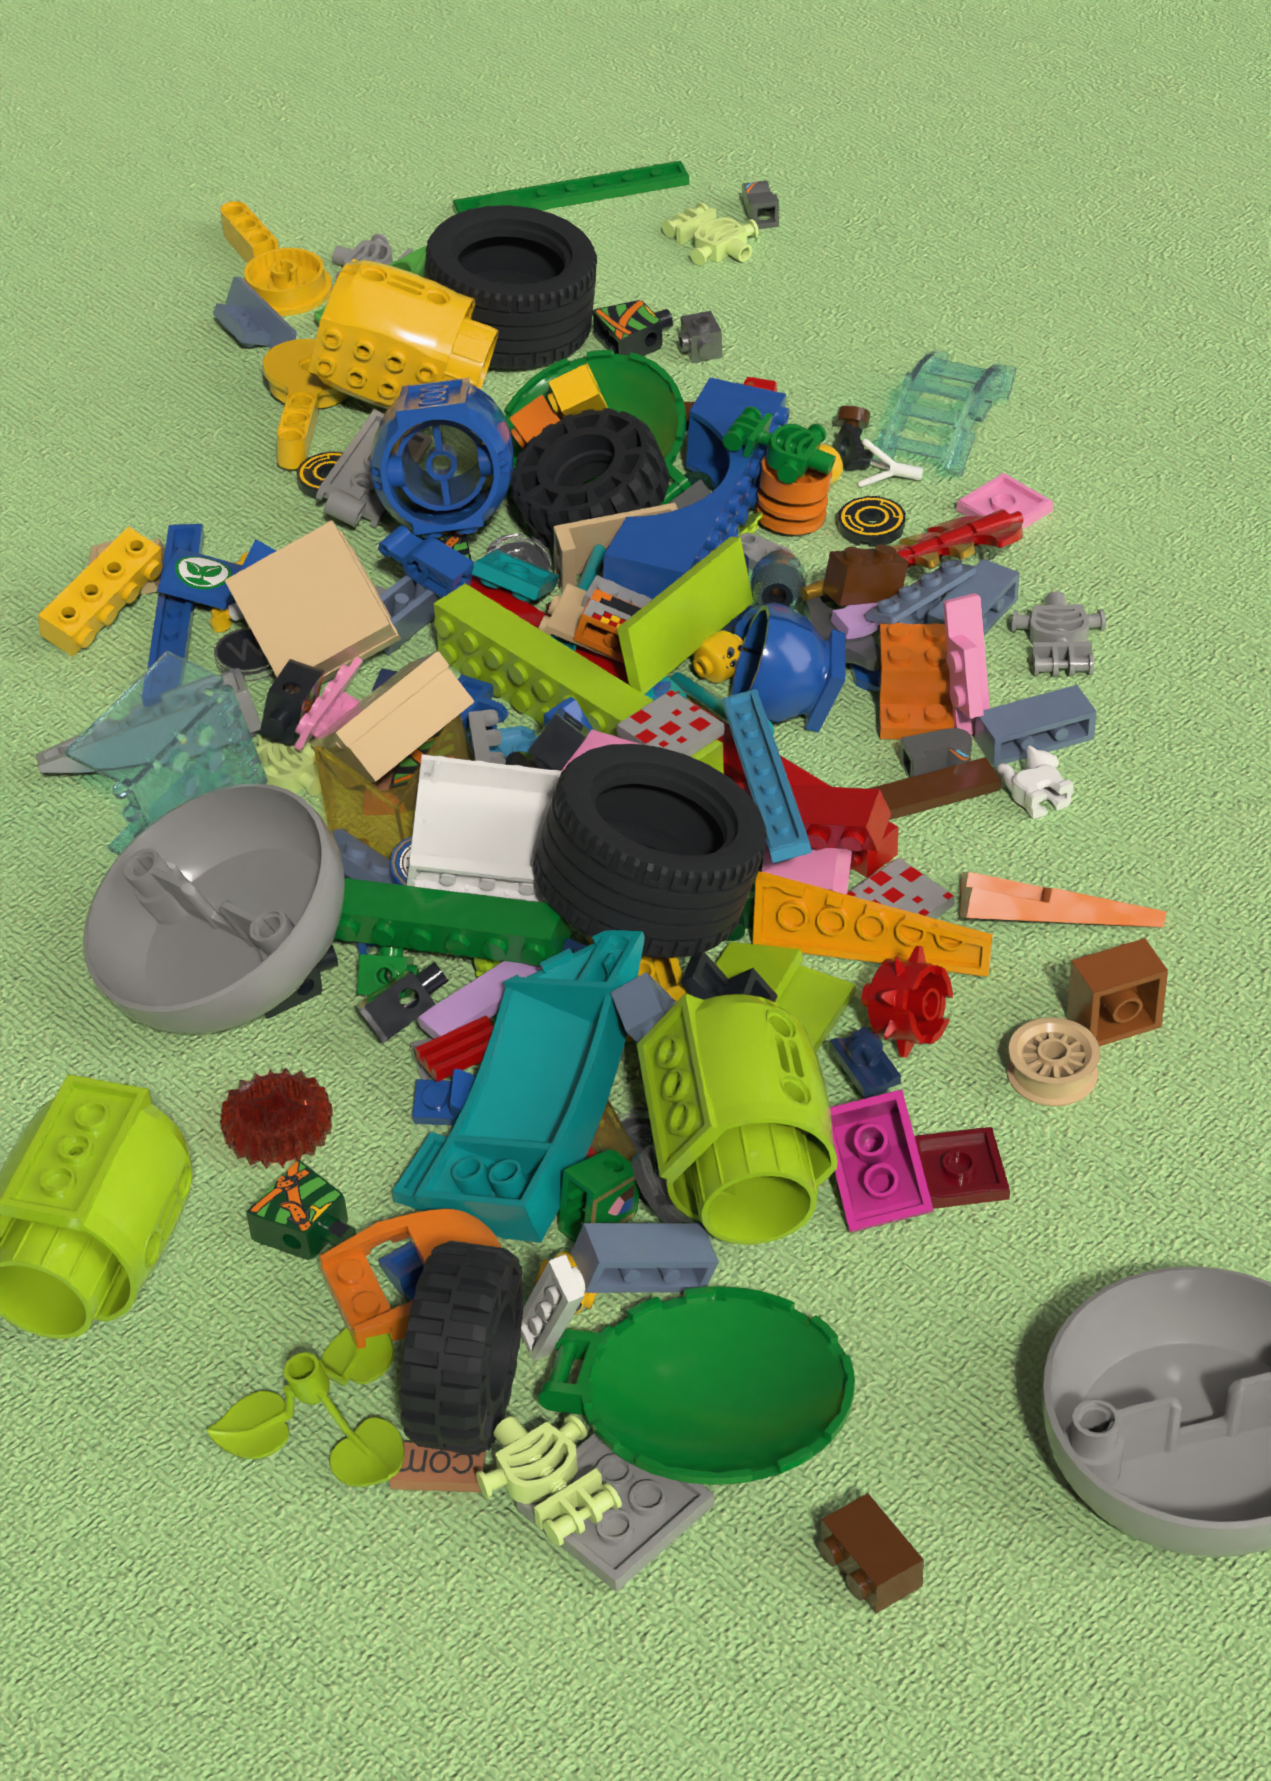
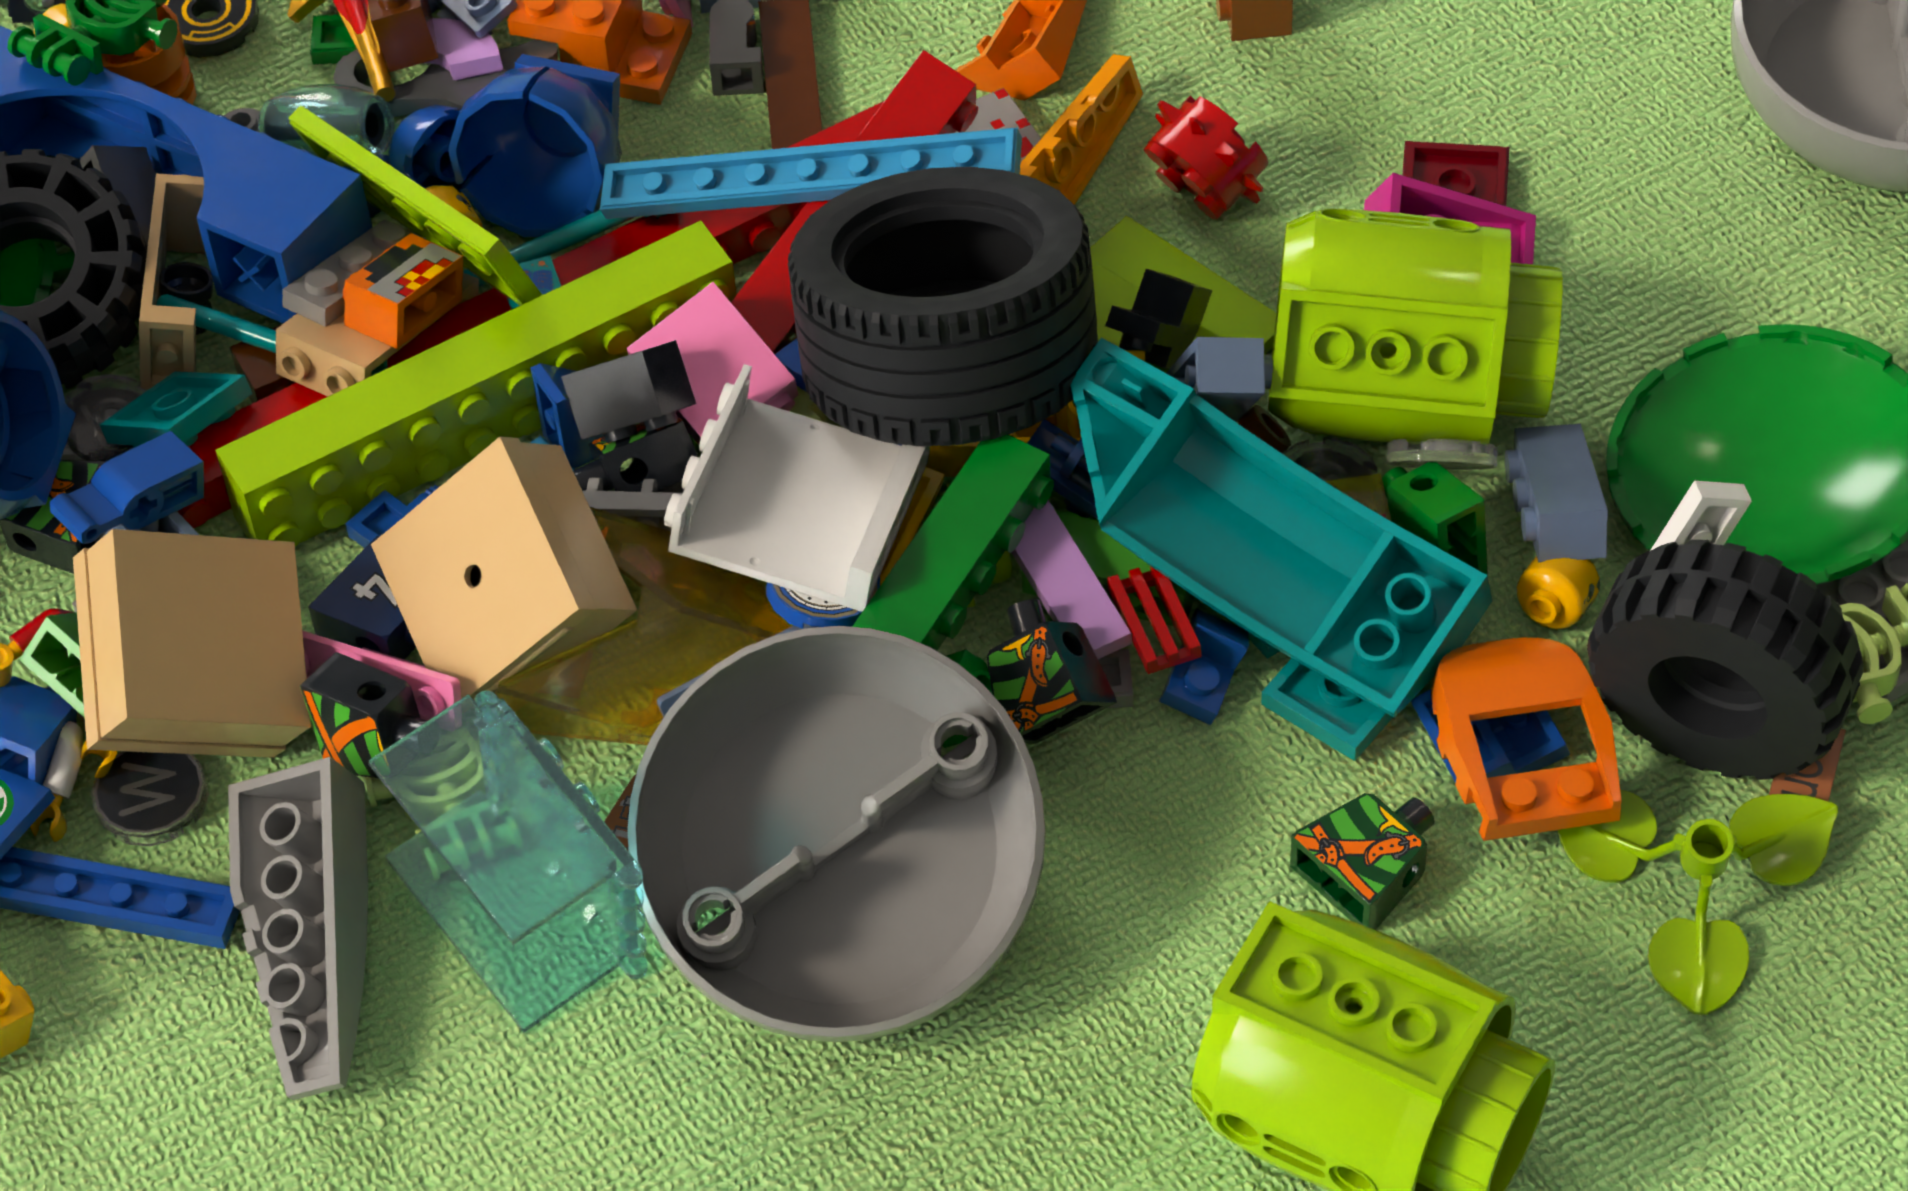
camera: 75 degrees left, 10 degrees up
(276, 1118) = (1198, 889): clear red gear -> none
(672, 725) = (660, 263): light grey tile -> none
(865, 1062) = (1261, 227): dark blue hips -> none
(1053, 1061) = (1319, 61): tan wheel -> none

